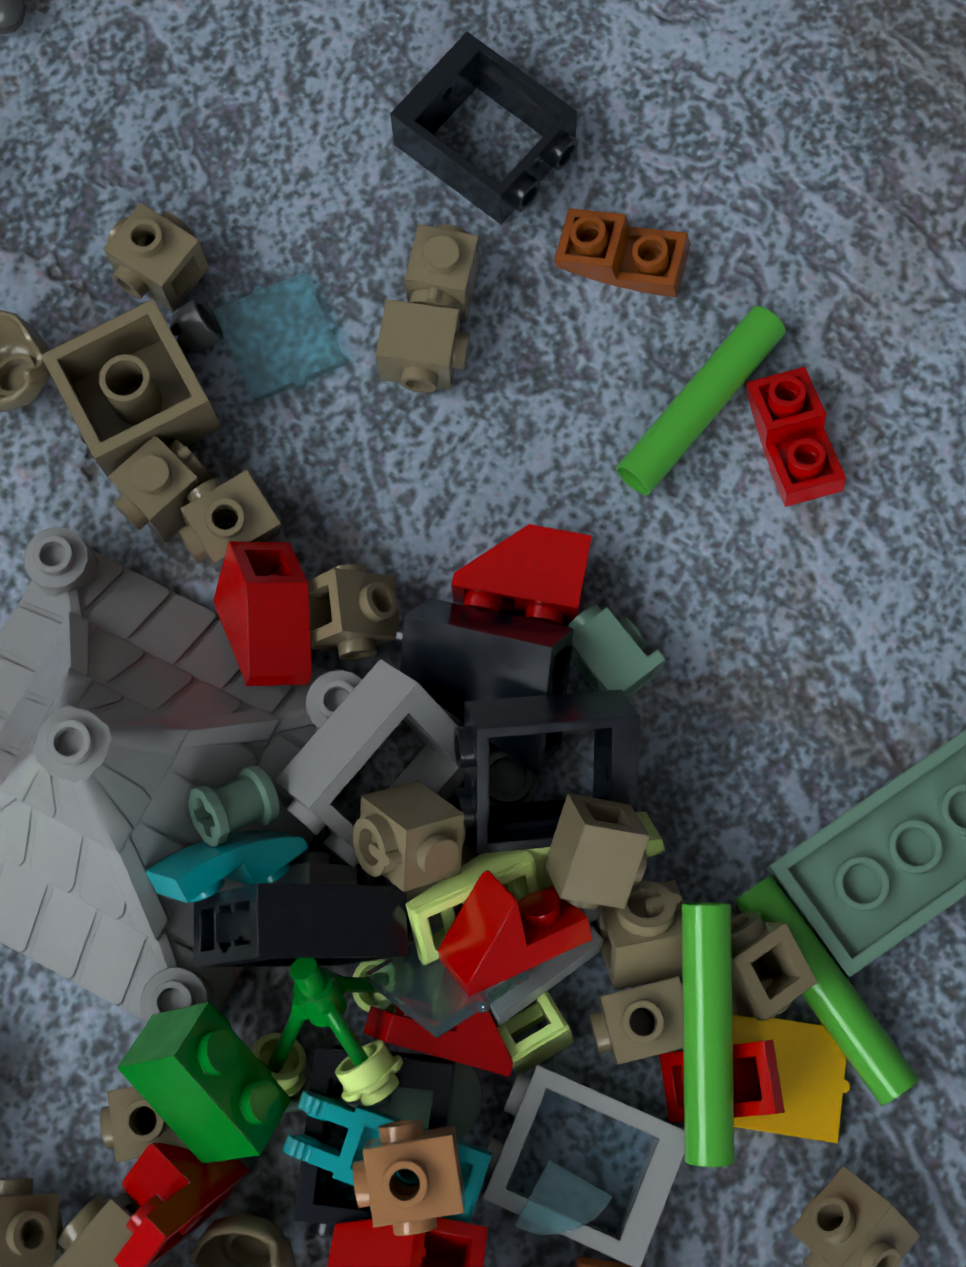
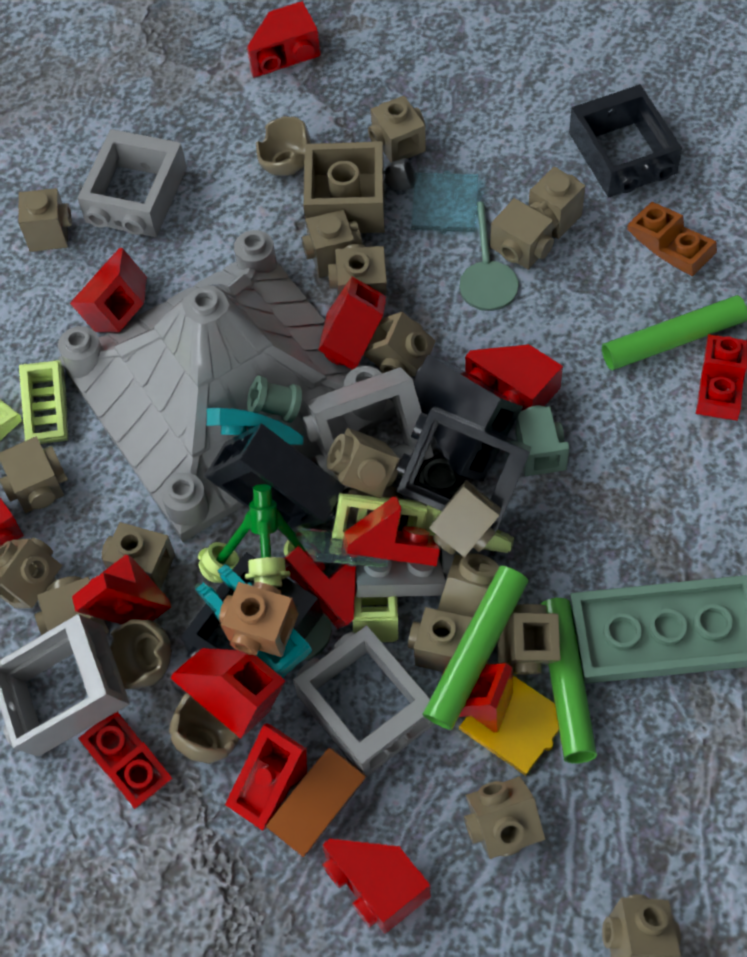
camera: 30 degrees right, 15 degrees down
(205, 1083) = (174, 533): green brick -> none
(408, 437) = (488, 283): none -> sand green piece
(561, 1202) = (336, 700): clear light blue tile -> none

